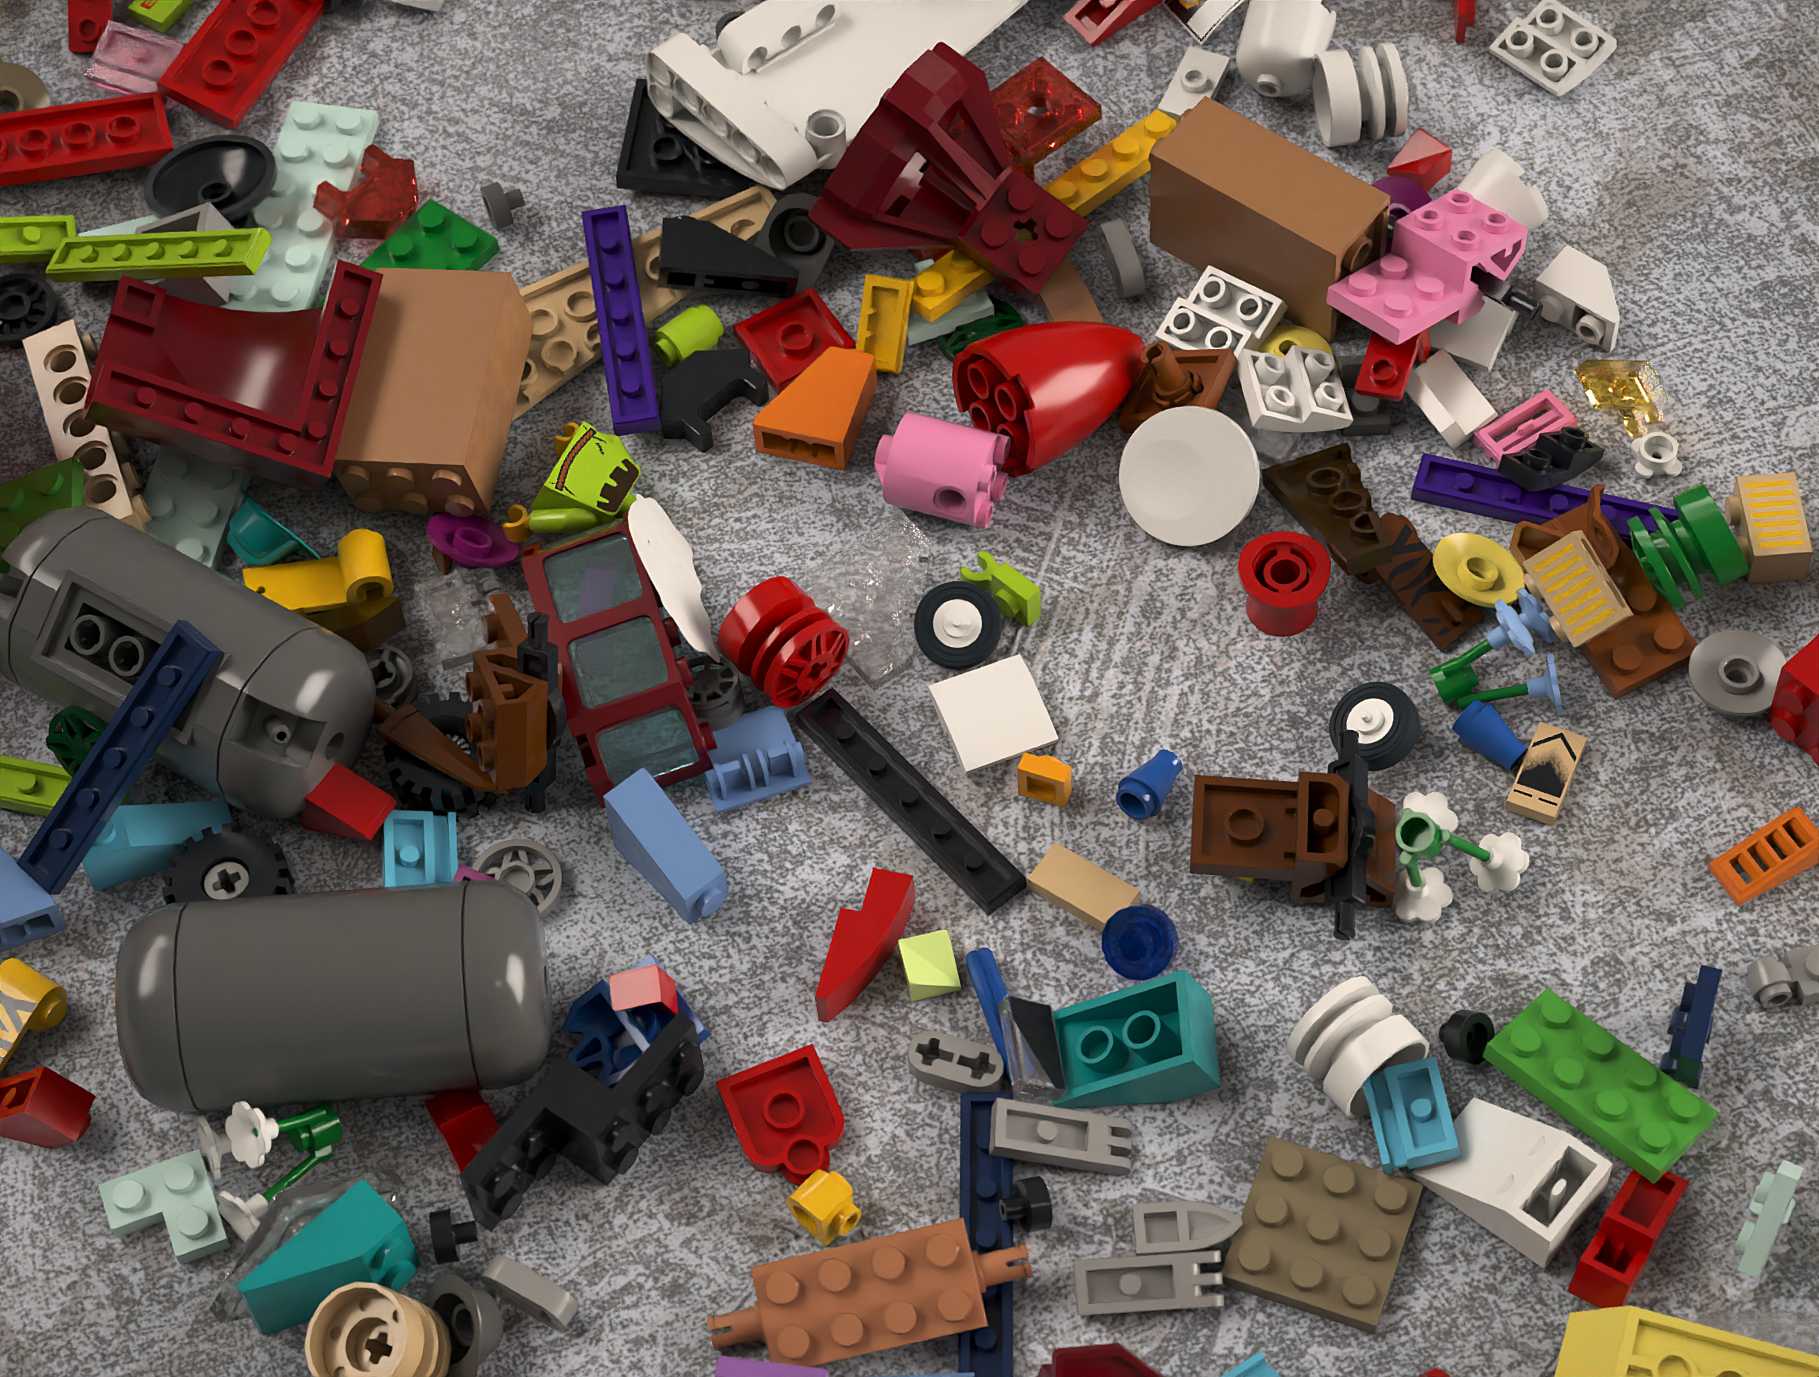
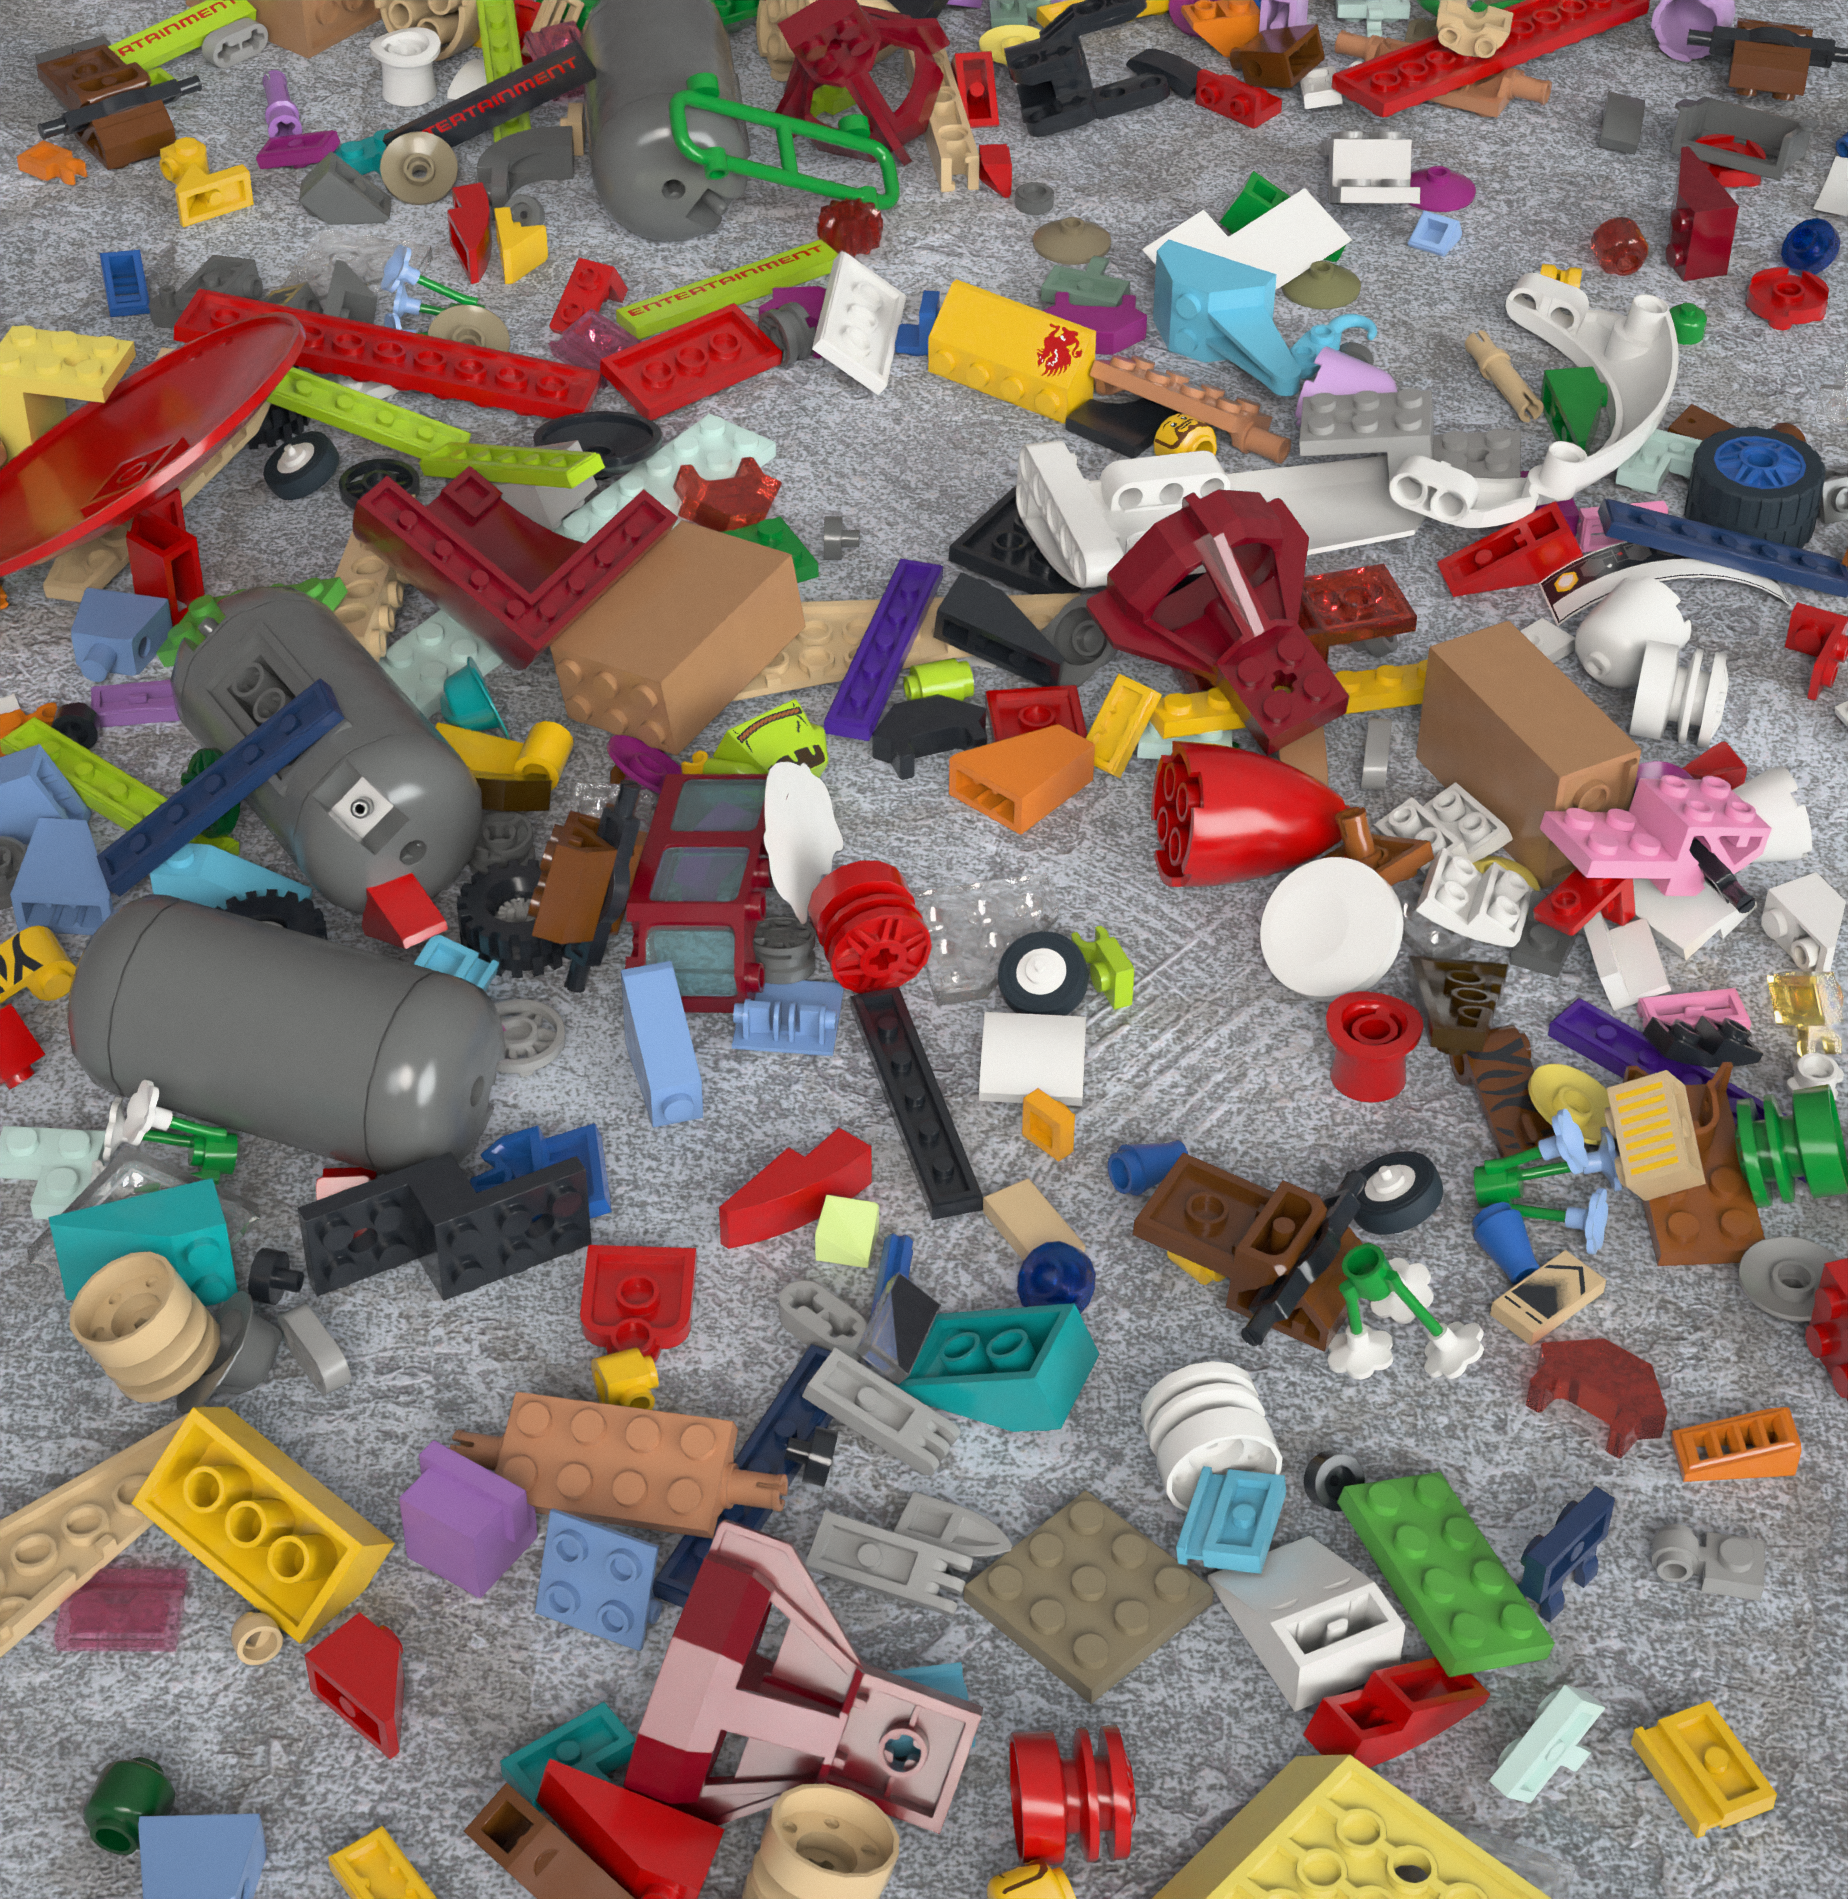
camera: 20 degrees right, 15 degrees down
(419, 737) = (499, 885): reddish brown bar -> none
(643, 987) = (565, 1139): slope -> none
(943, 469) = (1104, 849): bright pink cylinder -> none
(1635, 841) = (1605, 1384): none -> clear red piece

